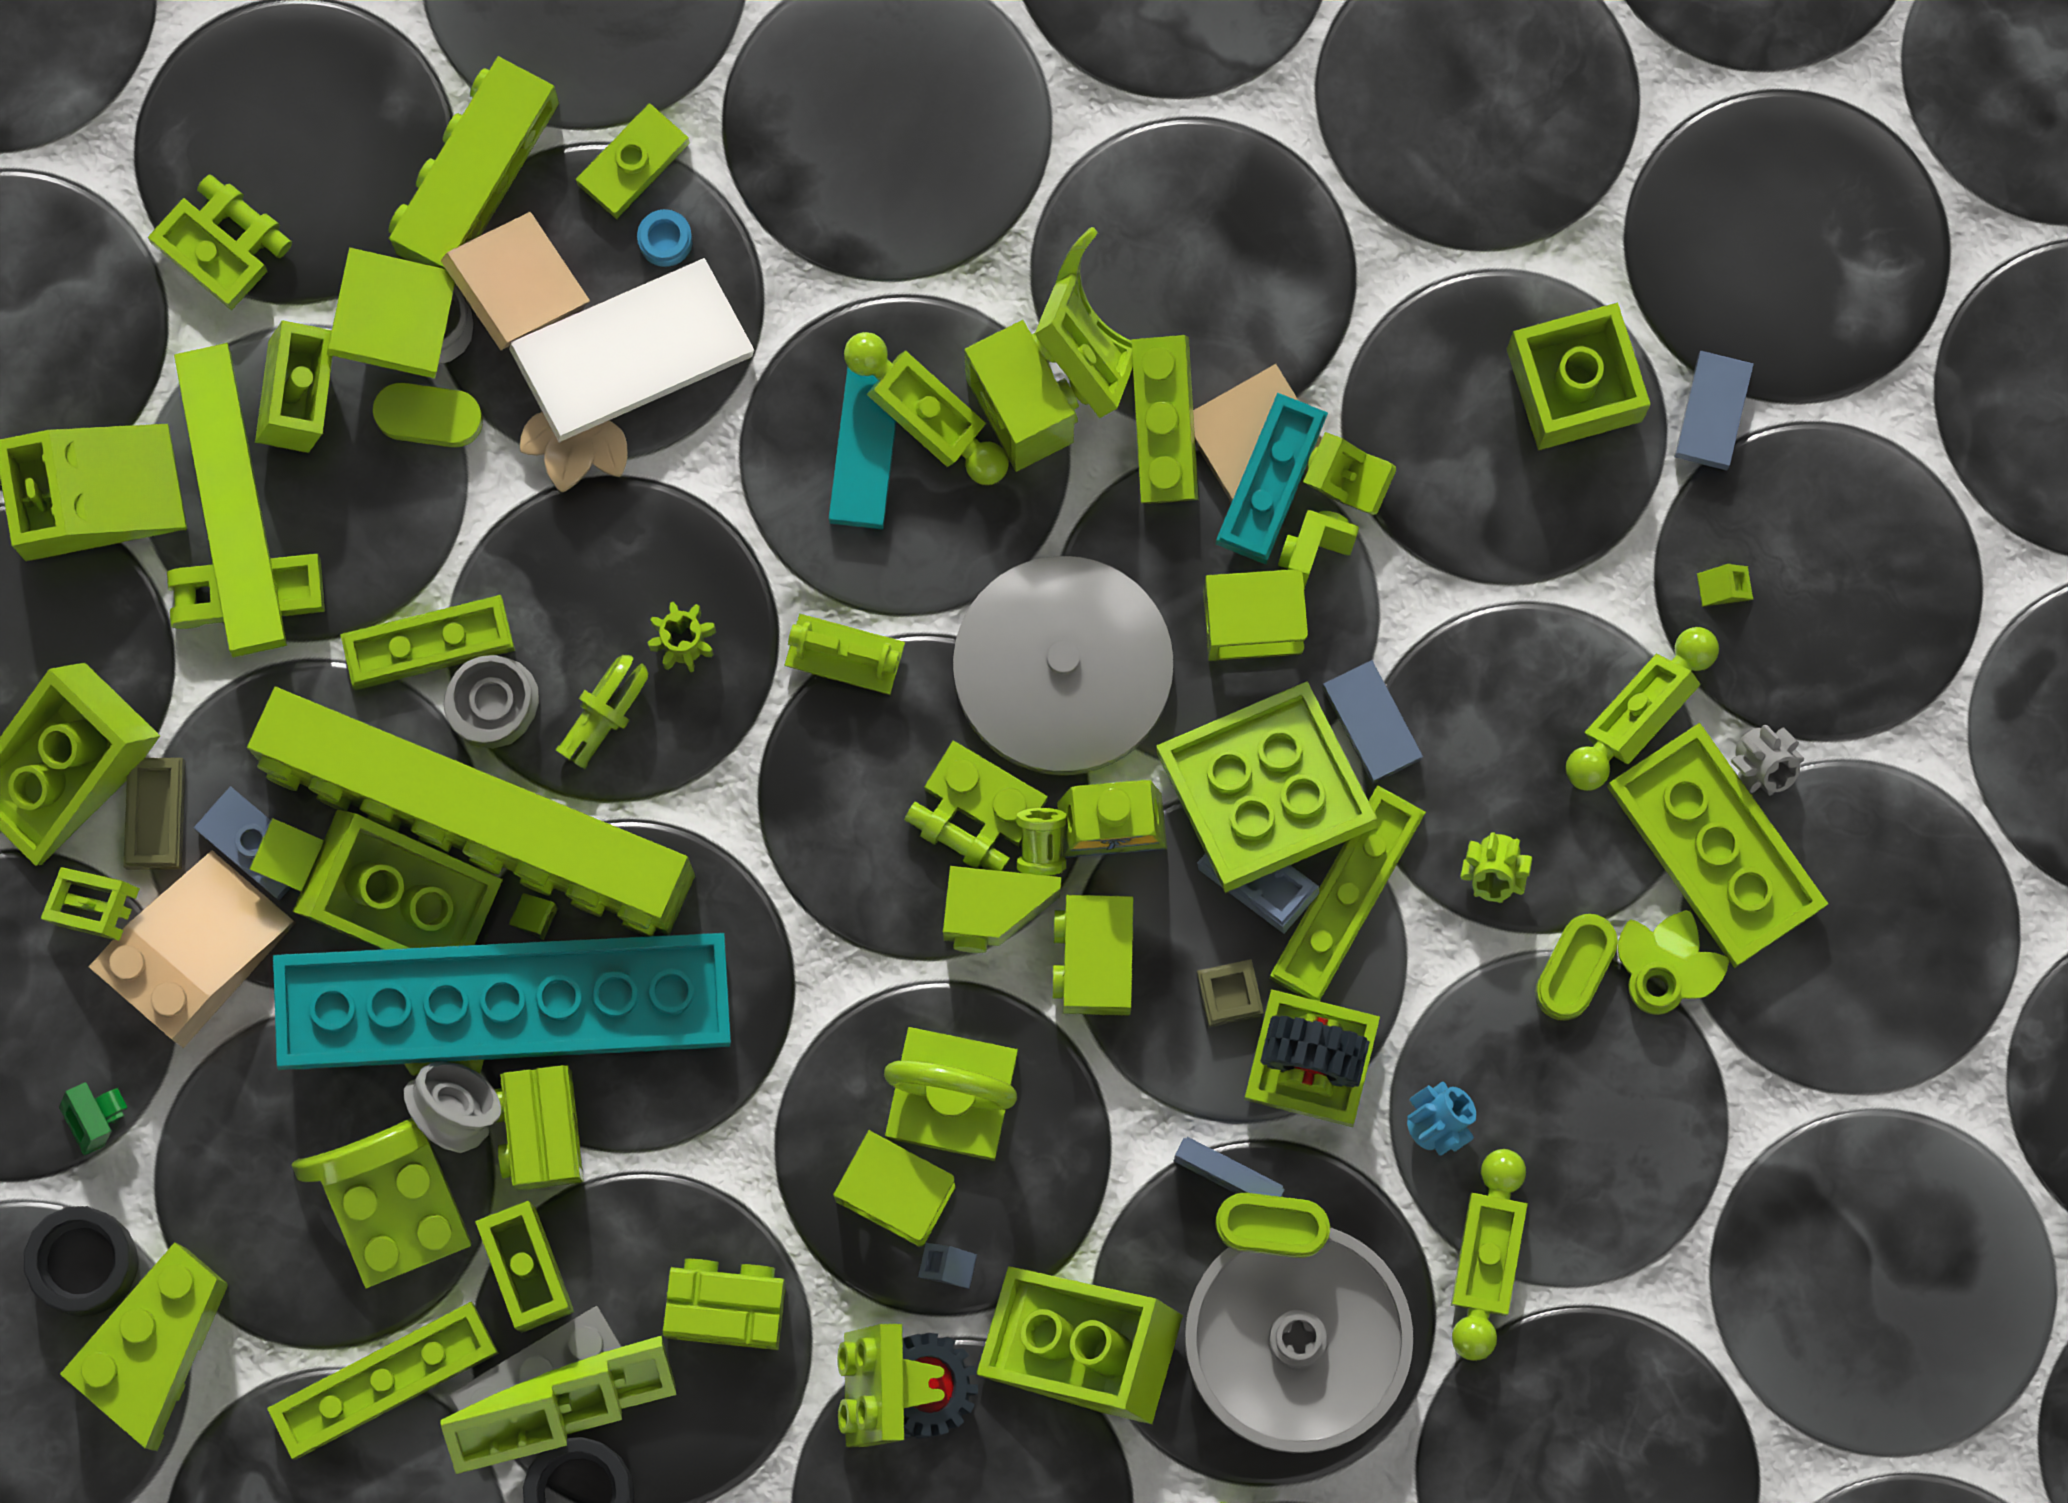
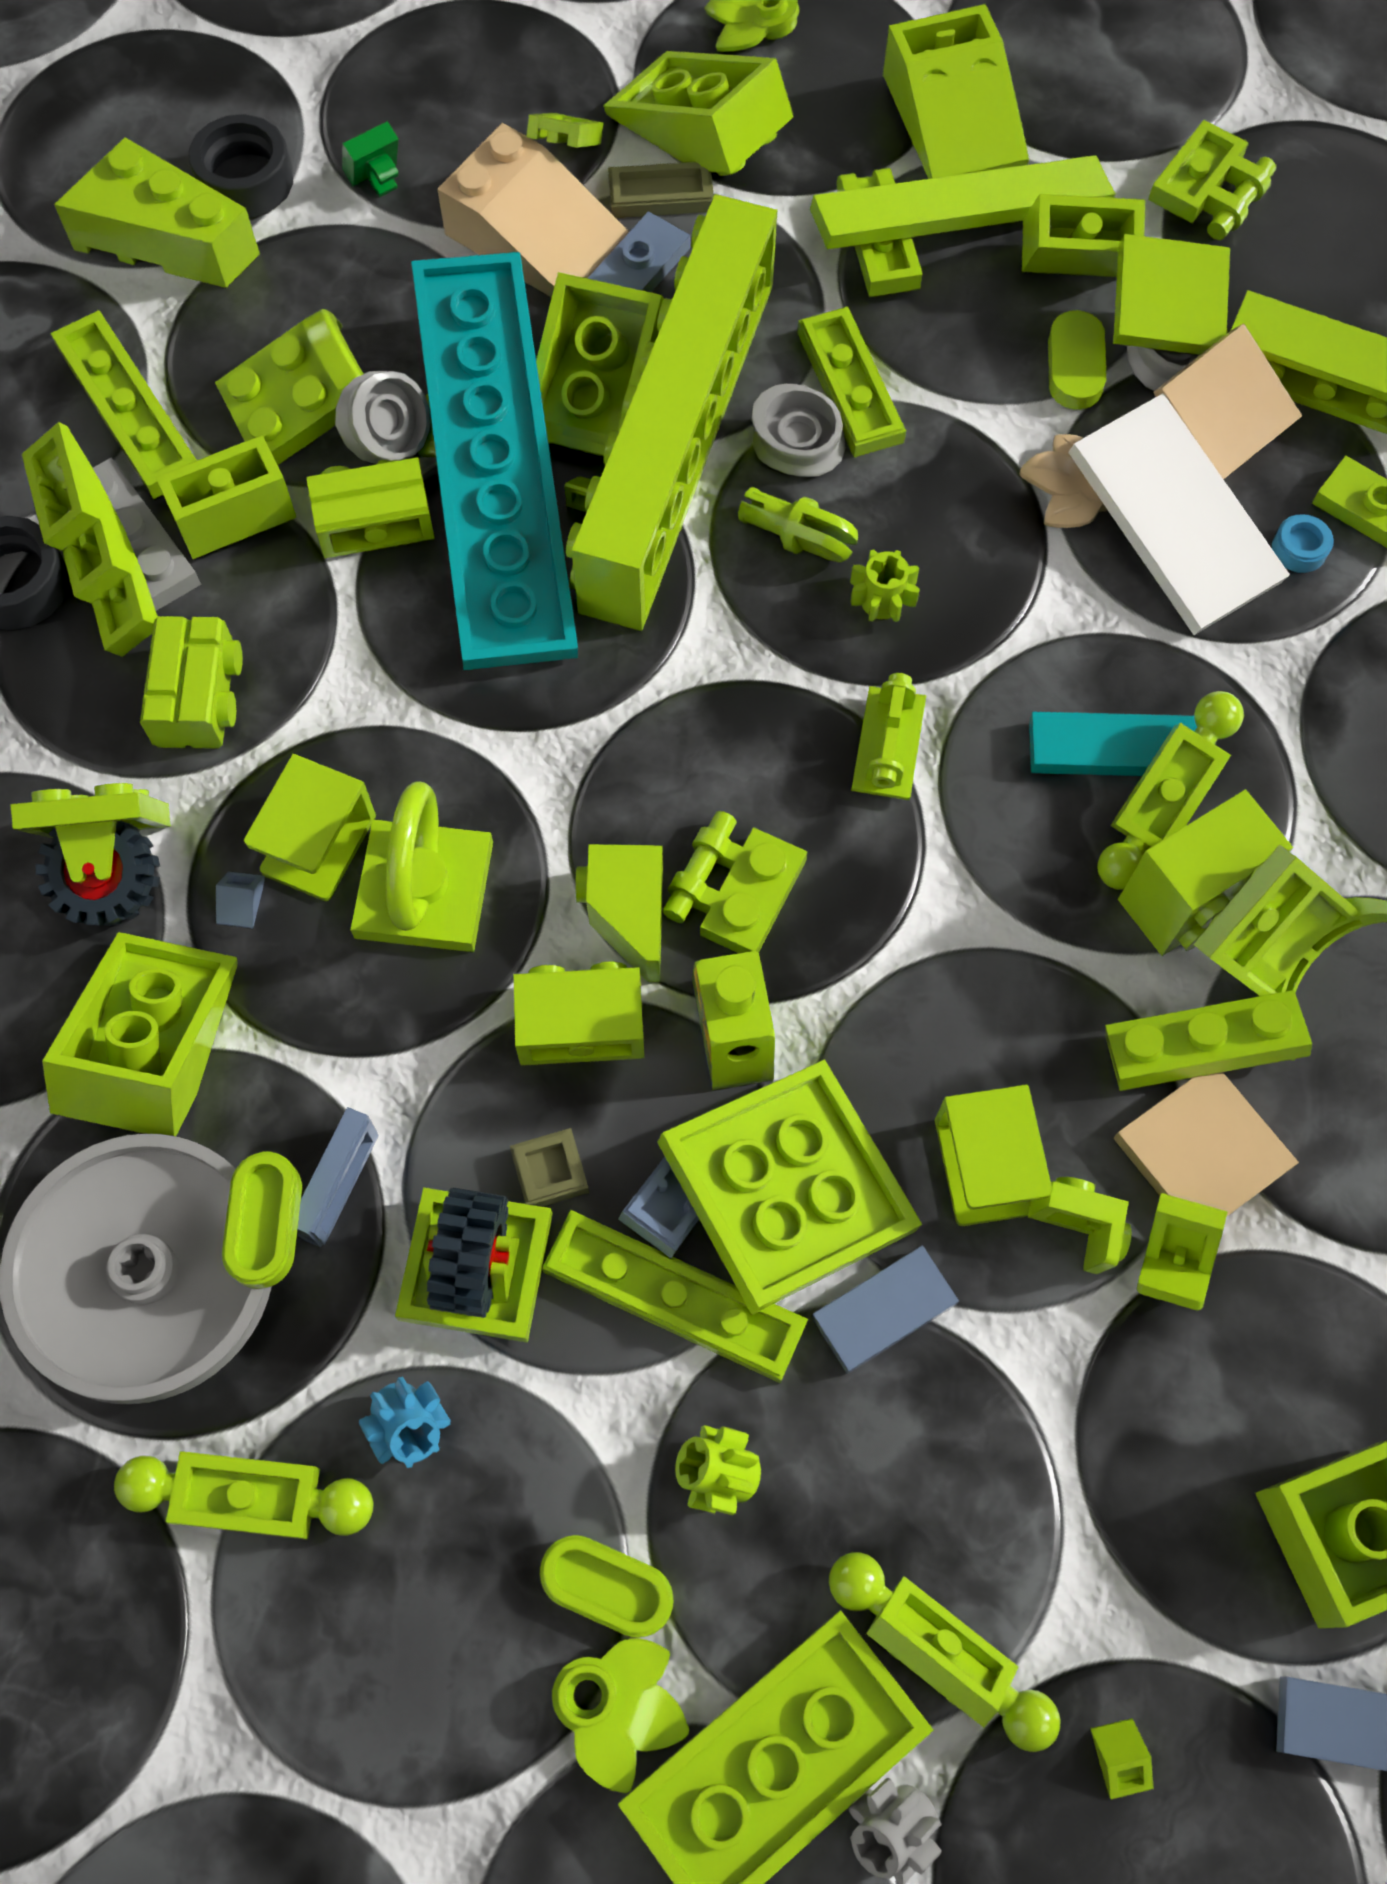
camera: 85 degrees right, 10 degrees down
(286, 854) = (627, 265): lime tile -> none
(1041, 841) = (718, 932): lime bush -> none
(1063, 665) = (907, 963): light grey dish -> none
(1271, 478) = (1159, 1162): teal tile -> none

